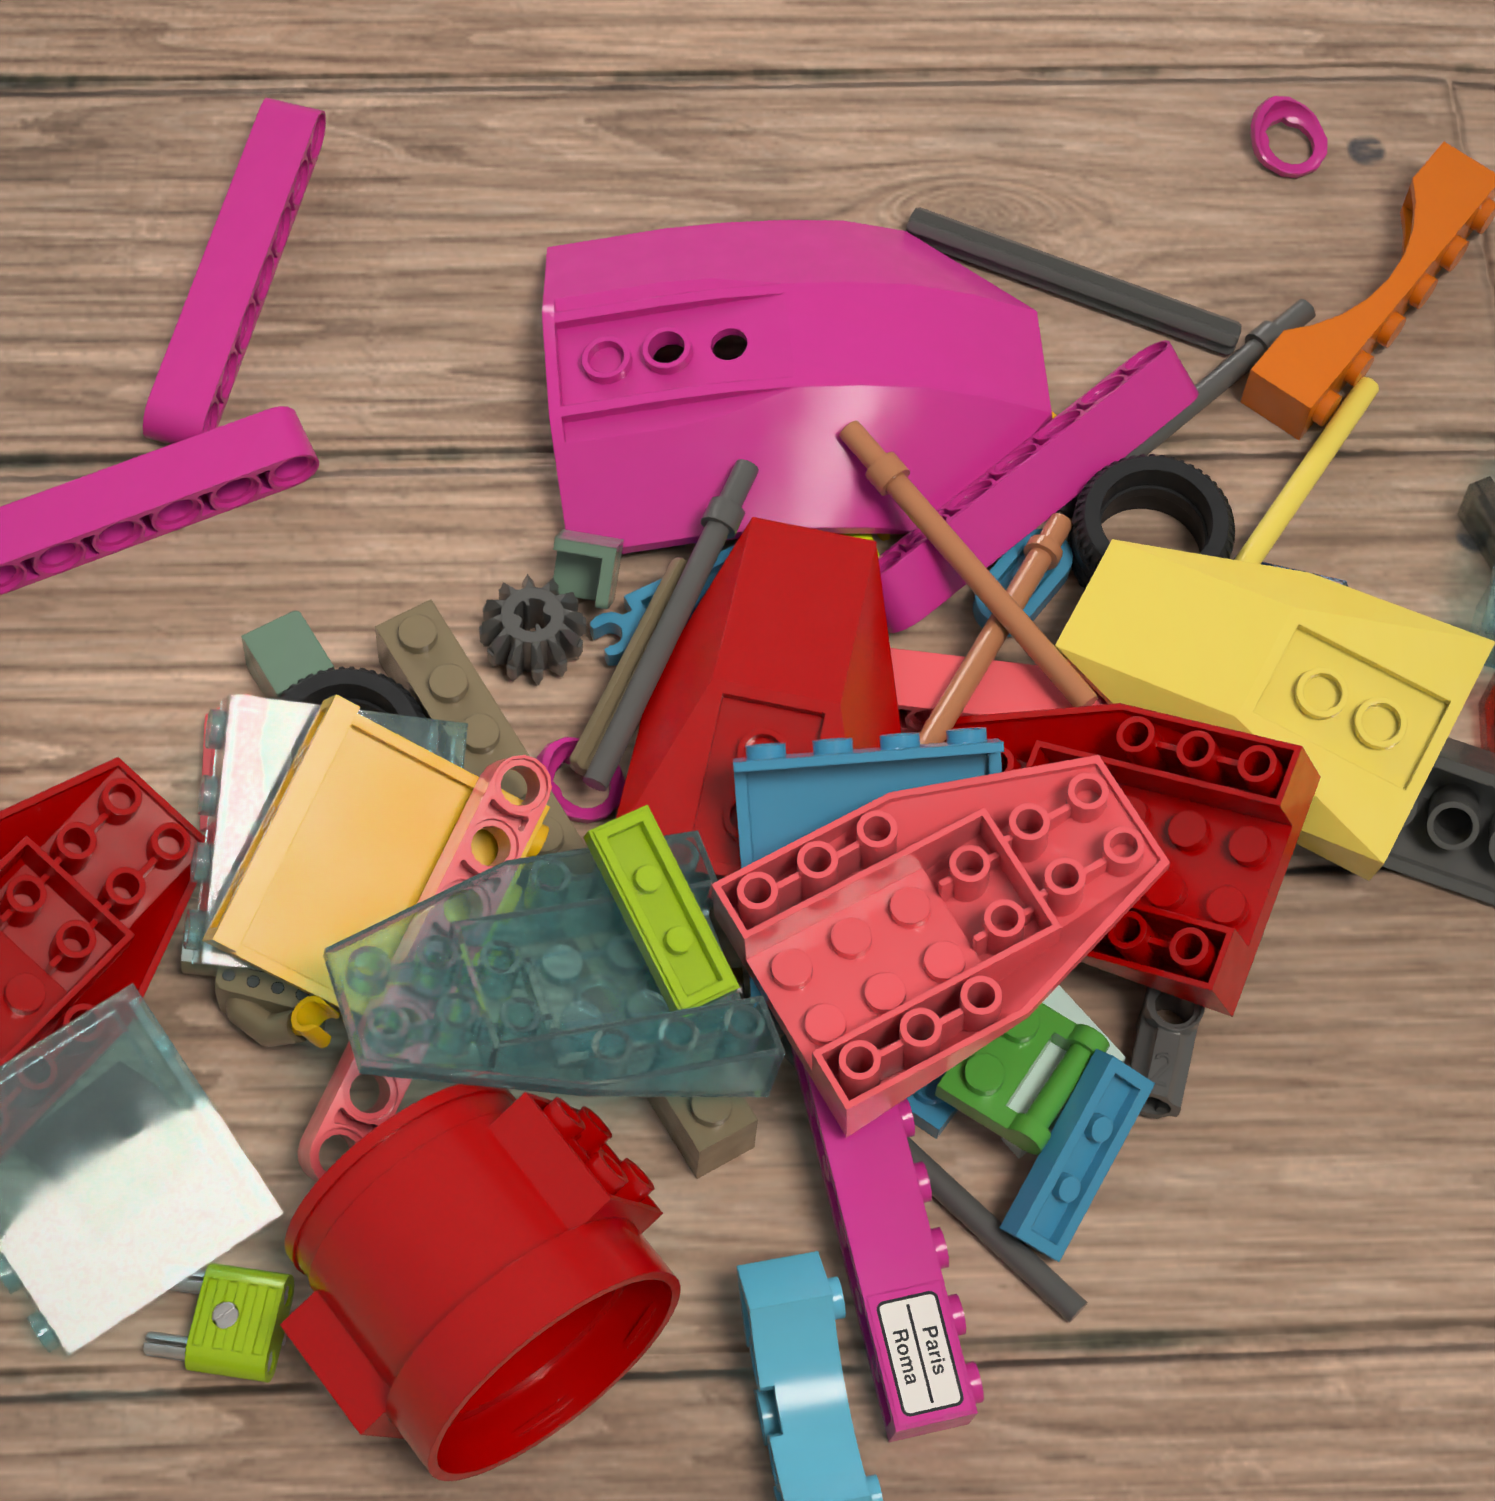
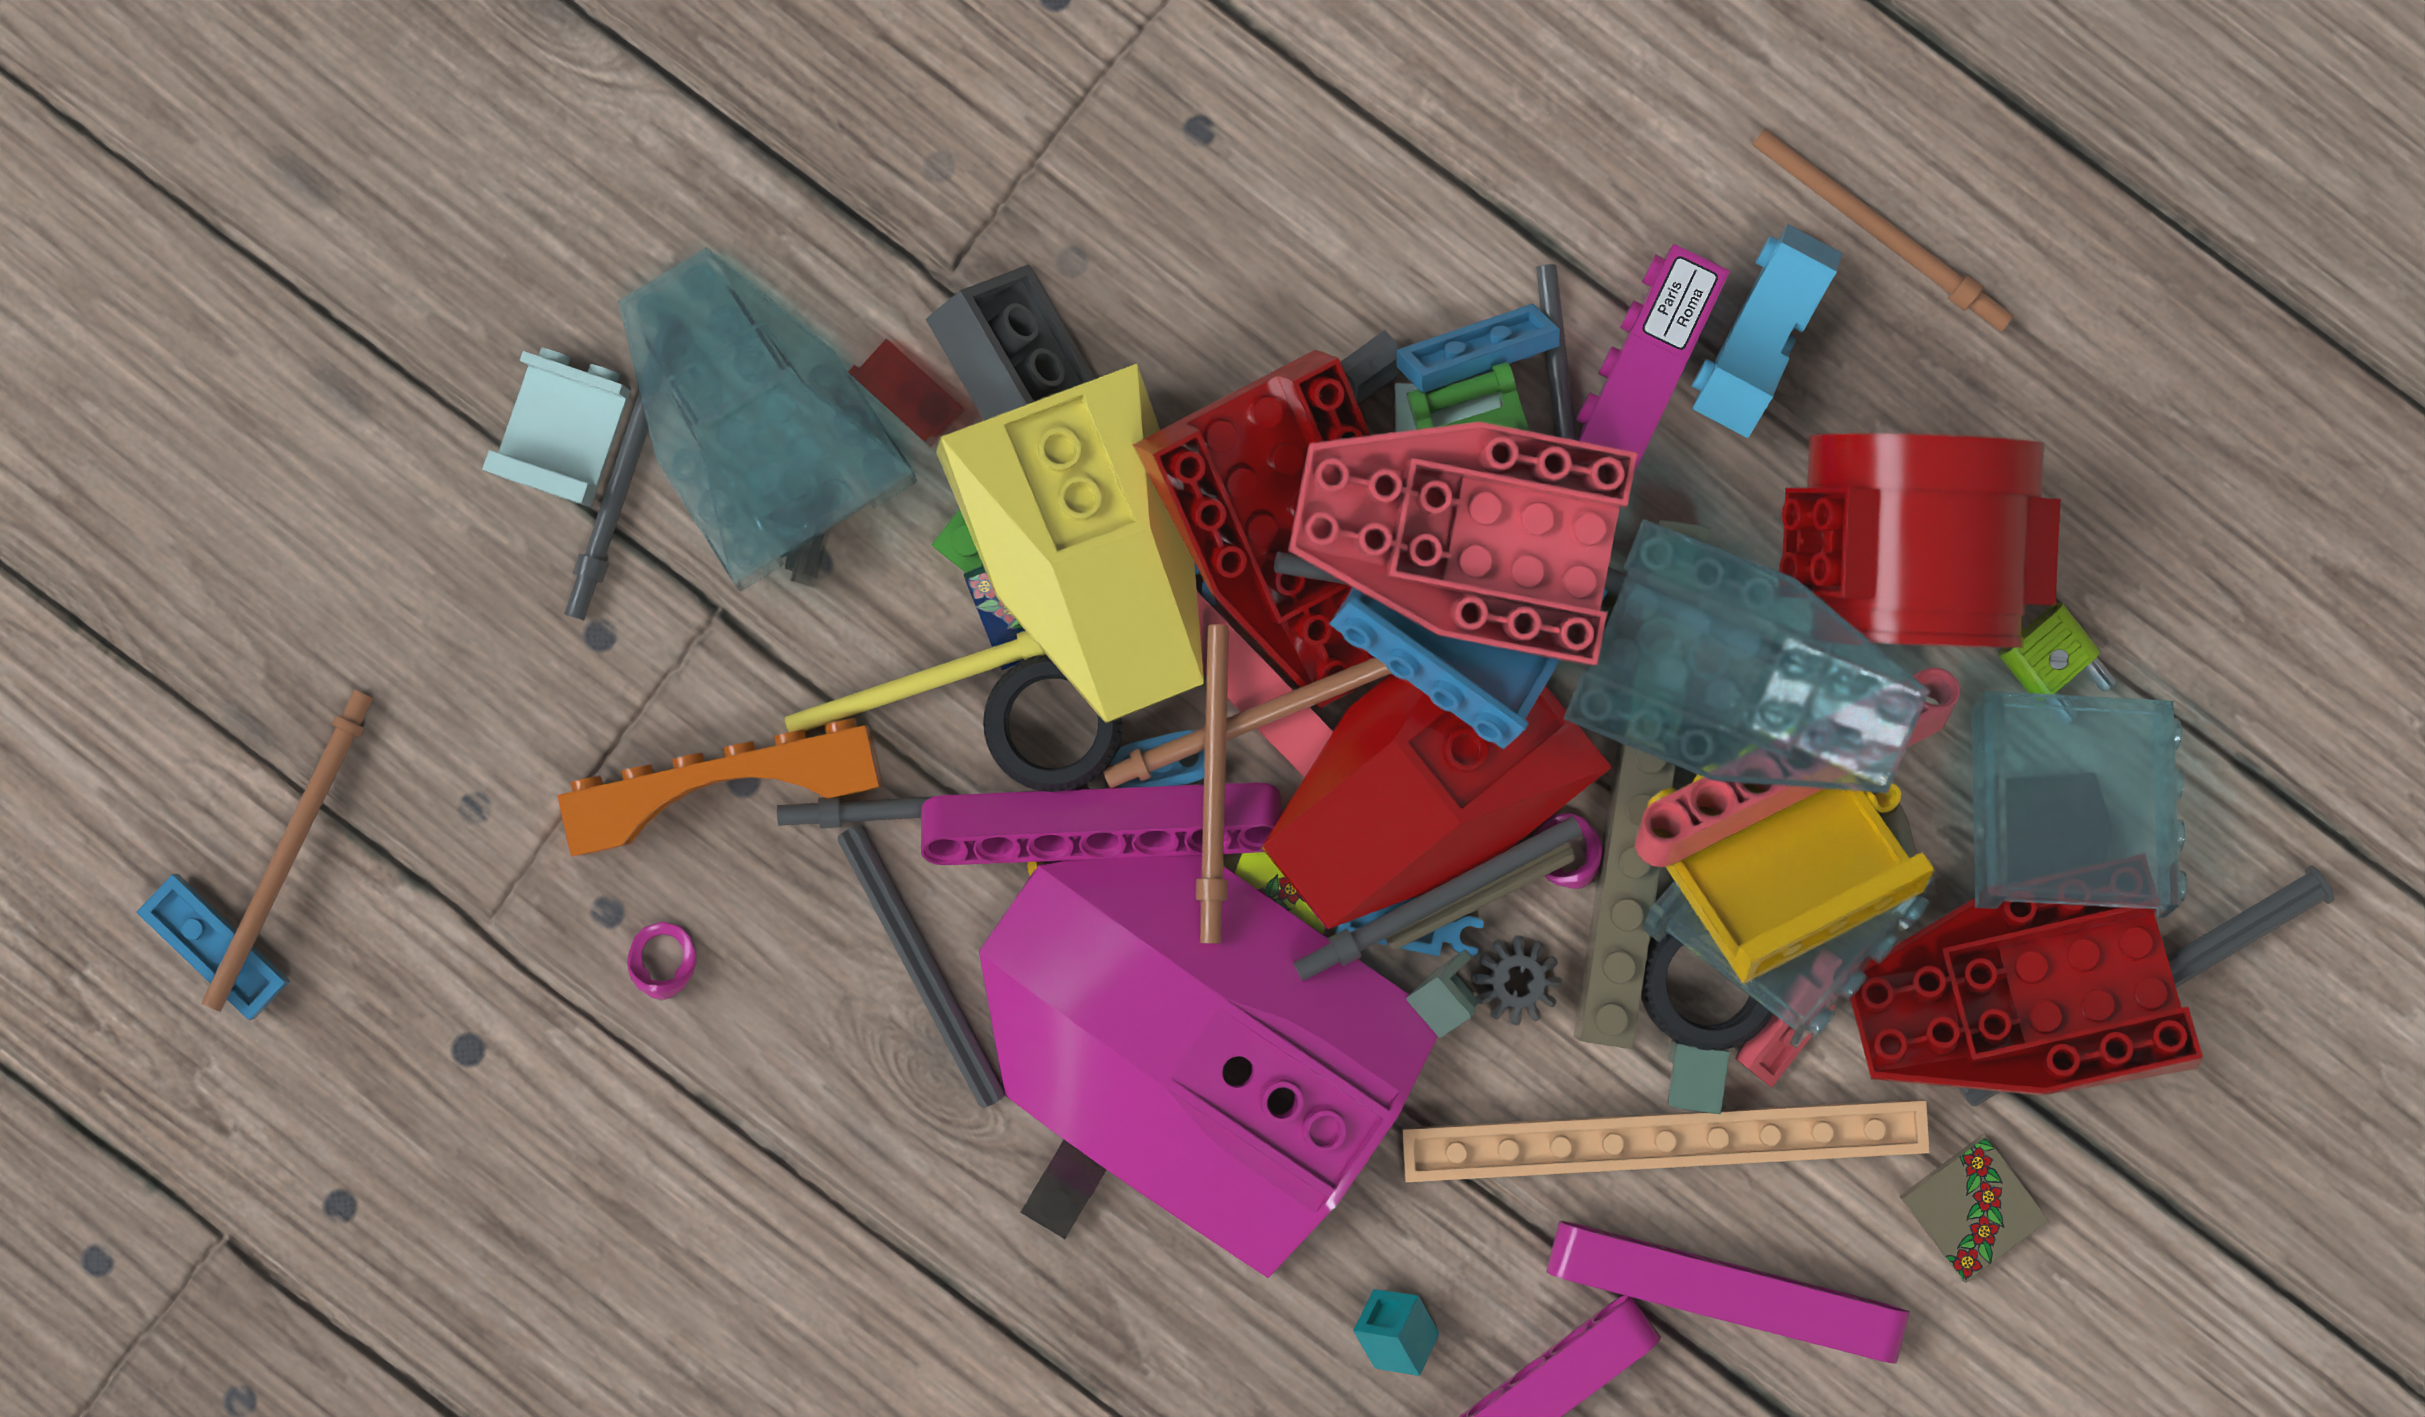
camera: 130 degrees left, 25 degrees up
(291, 580) = (1665, 1140): none -> light nougat plate
(394, 279) = (1396, 1332): none -> teal panel
(661, 911) = (1643, 671): lime tile -> none
(787, 188) = (1063, 1189): none -> clear smoke slope

